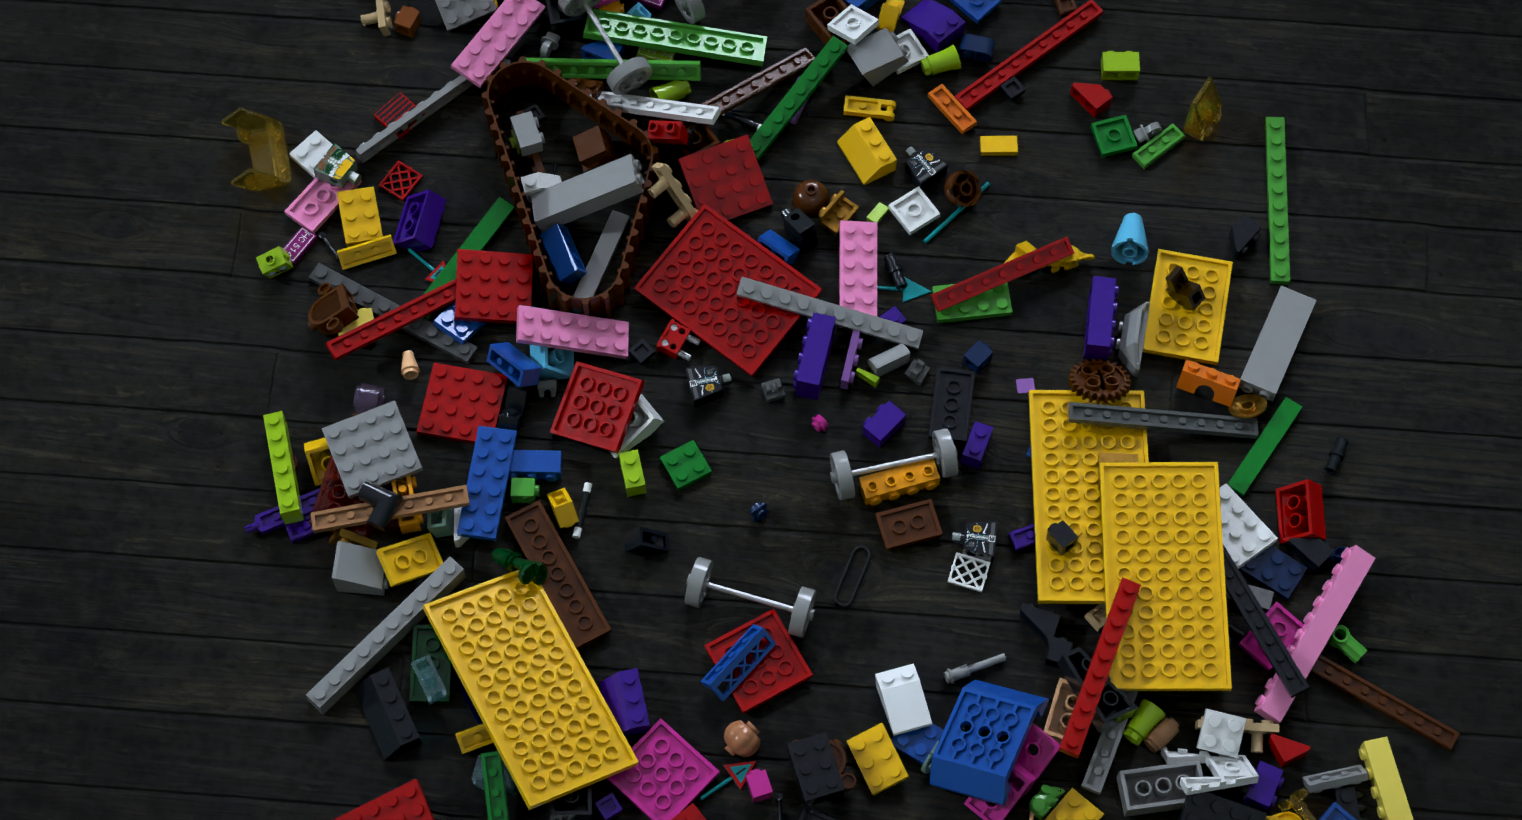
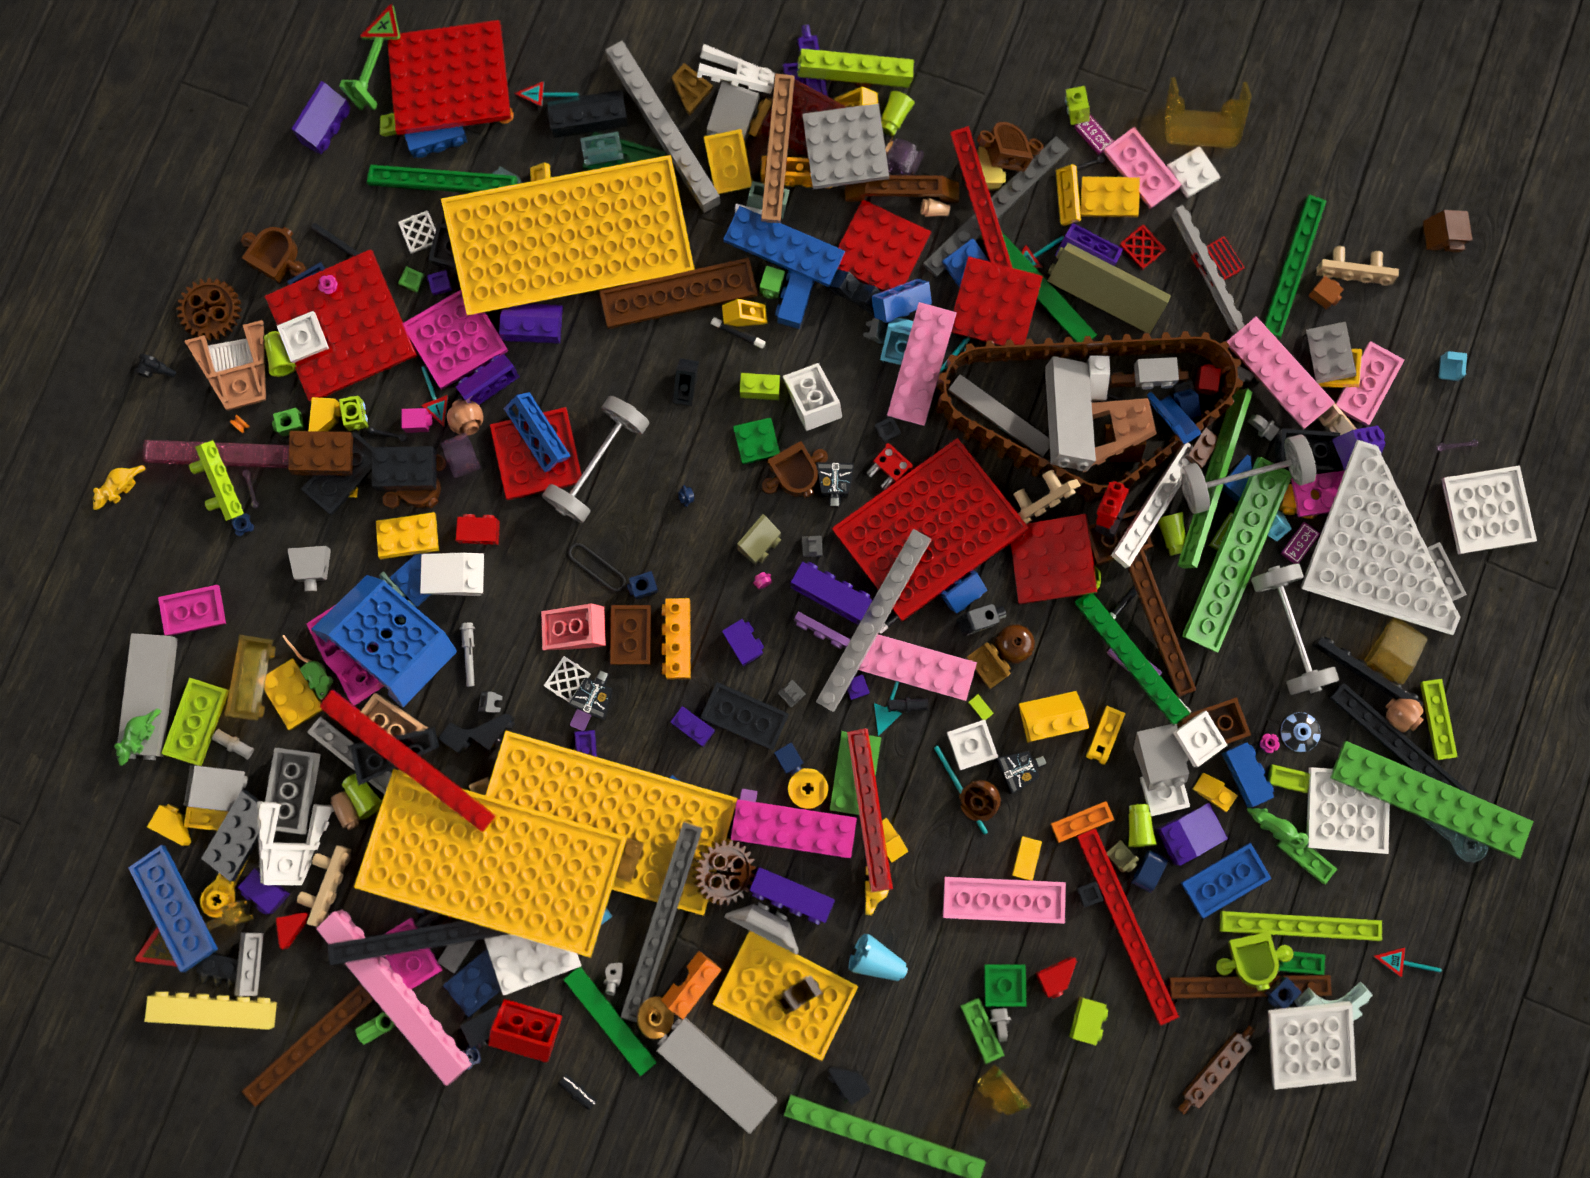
camera: 100 degrees right, 15 degrees up
(313, 421) = (895, 112): none -> lime plant
(313, 562) = (746, 73): none -> white wing
(337, 168) = (1167, 184): torso -> none
(337, 621) = (690, 87): none -> pearl gold wing
(380, 774) = (535, 94): none -> teal piece
(384, 503) = (781, 142): black brick -> none
(386, 53) = (1294, 265): none -> green tile
(397, 390) = (905, 186): none -> reddish brown slope
(453, 193) = (1108, 287): none -> olive brick
(517, 97) = (1207, 380): none -> red brick
(529, 570) = (702, 250): dark green piece -> none
(547, 107) = (1188, 402): none -> dark blue brick
(563, 254) = (1014, 379): blue brick -> none
(567, 107) = (1175, 418): none -> blue fence
(582, 140) = (1131, 424): none -> nougat wing
(597, 407) = (834, 367): red plate -> none
(698, 725) = (488, 380): none -> dark purple slope
(705, 421) = (794, 471): none -> reddish brown piece
(783, 434) = (759, 540): none -> olive slope
(783, 725) = (460, 455): none -> clear purple brick
(851, 692) = (477, 530): none -> red brick
(855, 518) = (651, 585): none -> dark blue brick
(868, 377) = (794, 647): lime piece -> none
(889, 360) = (811, 668): light grey brick -> none
(919, 578) = (573, 627): none -> coral slope
(944, 452) = (694, 582): light grey axle -> none
(972, 71) = (1122, 857): none -> olive bracket
(1003, 550) = (580, 720): none -> medium lavender sticker
(1005, 327) = (799, 796): none -> yellow plate
(1015, 634) = (487, 702): none -> tile
(1040, 335) = (793, 828): none -> dark pink brick
(1041, 154) = (1004, 900): none -> bright pink plate
(1061, 537) = (561, 773): black brick -> none
(1221, 733) = (322, 865): white plate -> none
(1229, 453) = (613, 980): none -> light grey piece

